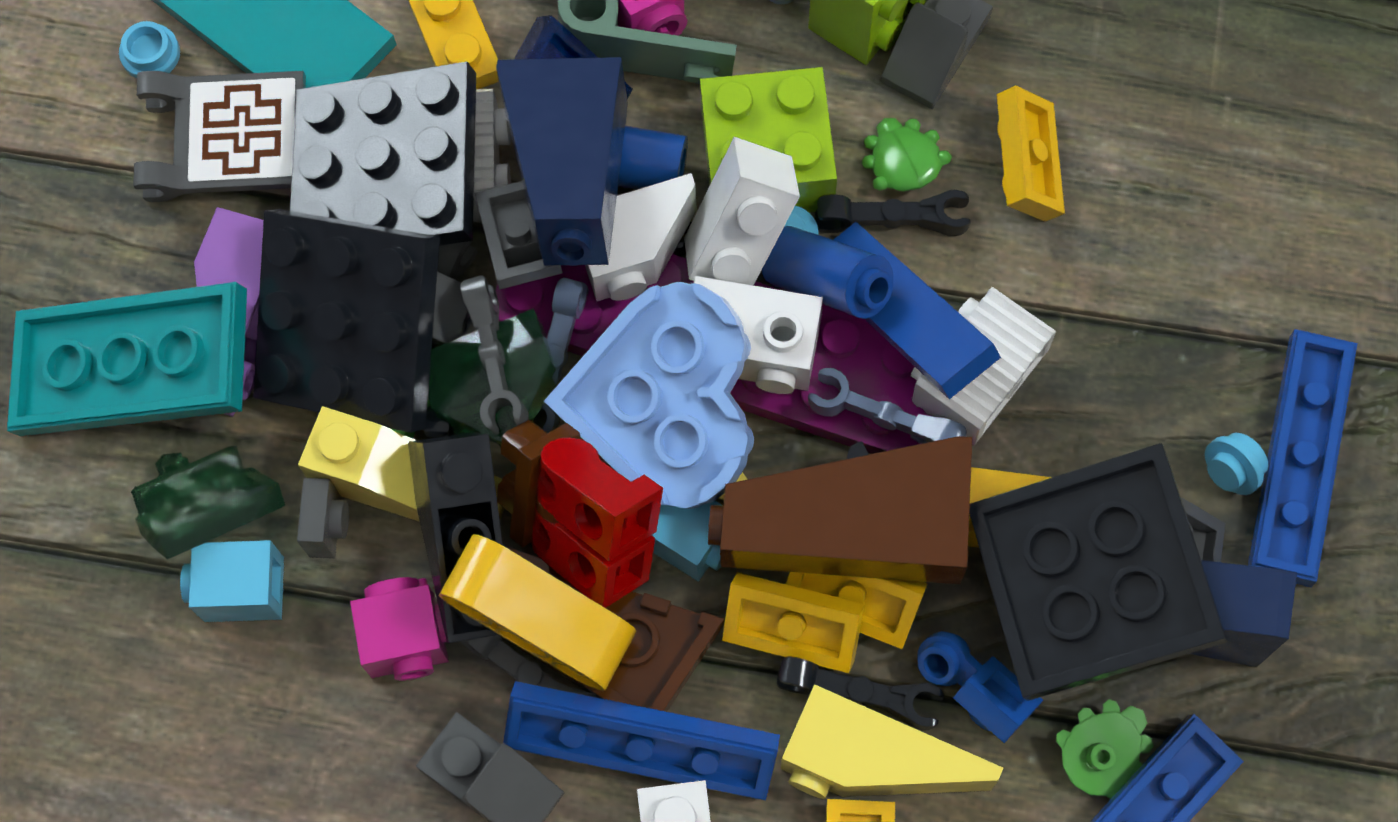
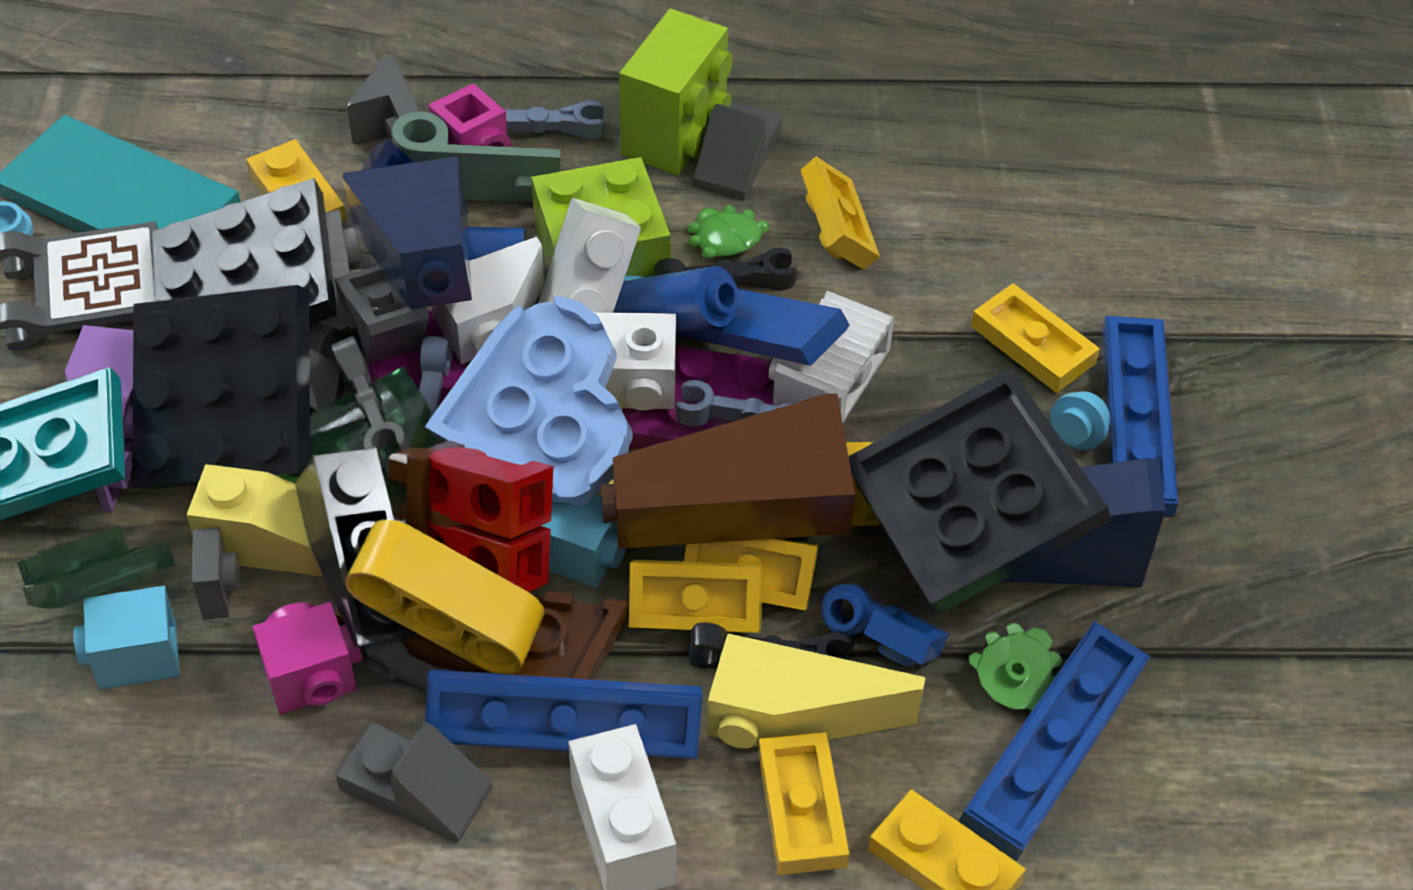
camera: 15 degrees left, 20 degrees down
(1210, 348) = (1035, 337): none -> yellow plate

